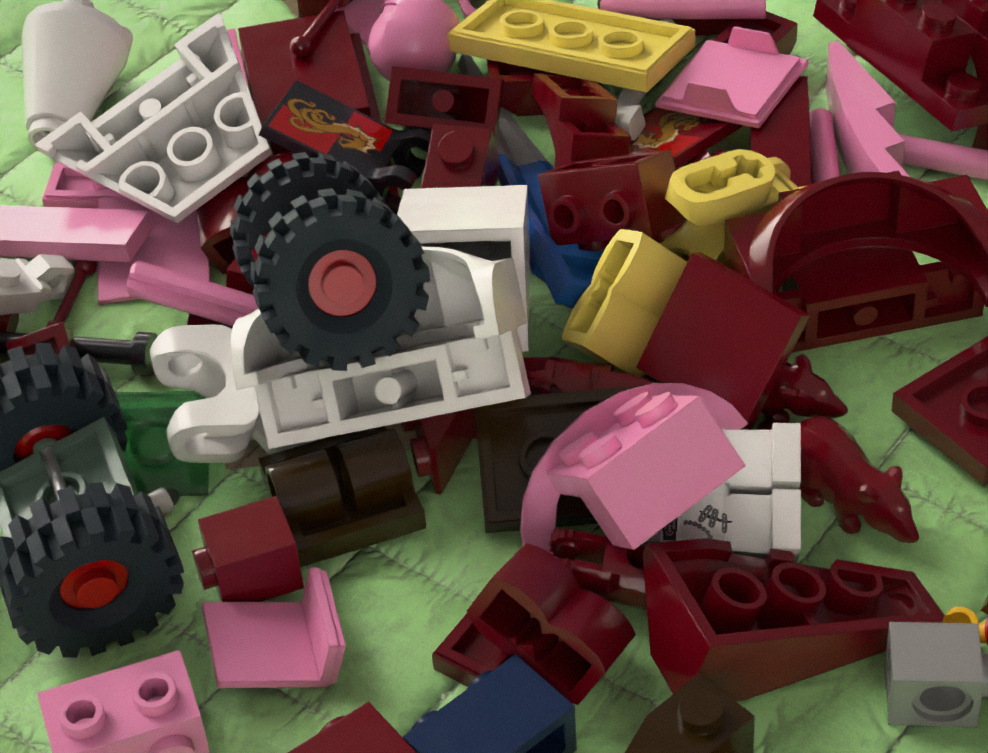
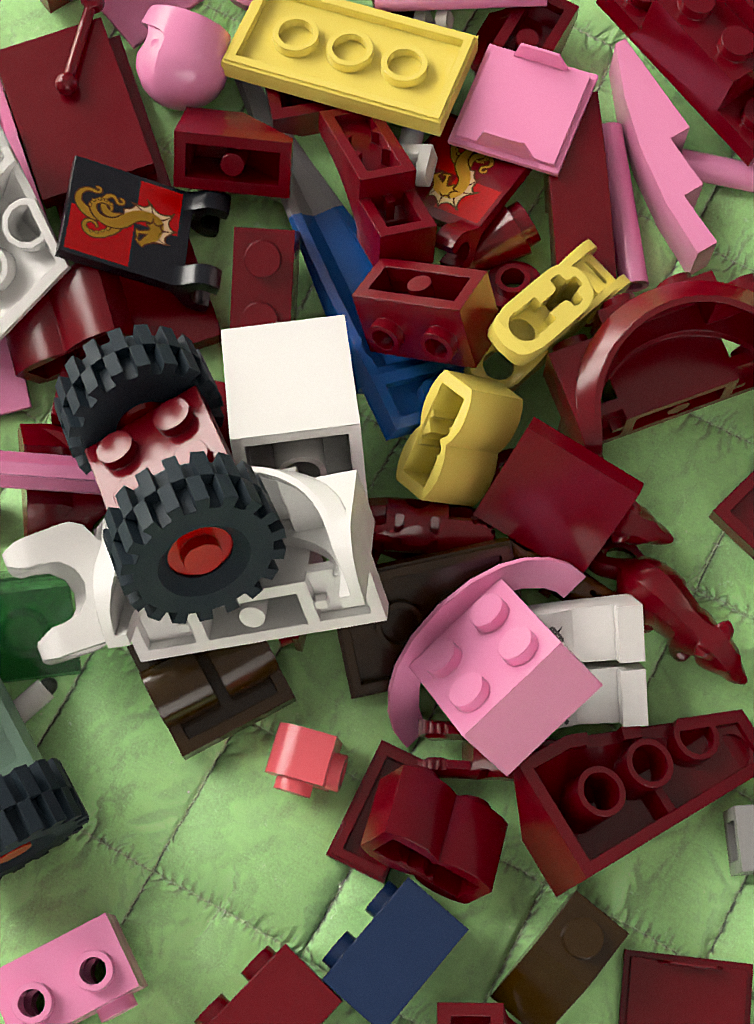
camera: 10 degrees left, 30 degrees up
(248, 553) = (139, 771): dark red brick -> none
(277, 640) = (180, 856): bright pink piece -> none
(427, 567) = (306, 760): none -> coral plate

